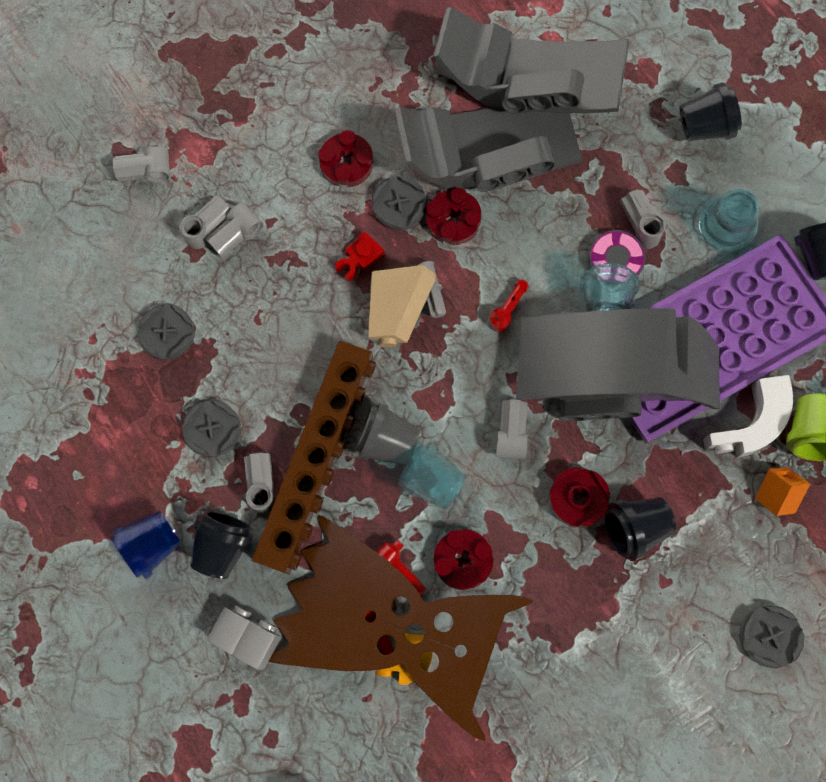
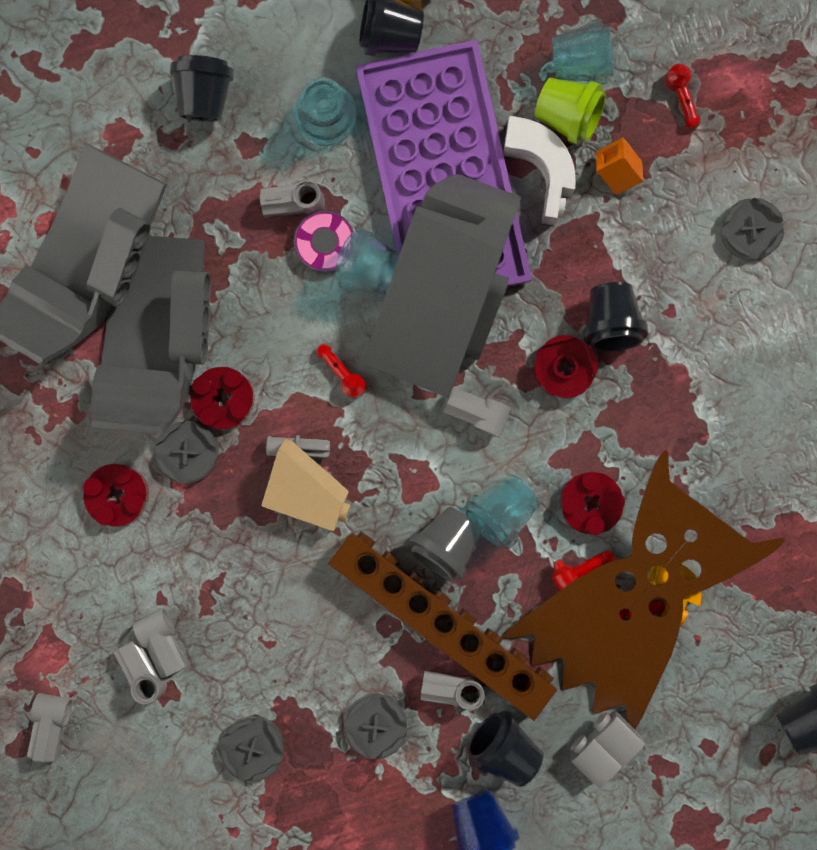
camera: 85 degrees left, 10 degrees up
(362, 254) = (231, 509): red plate -> none

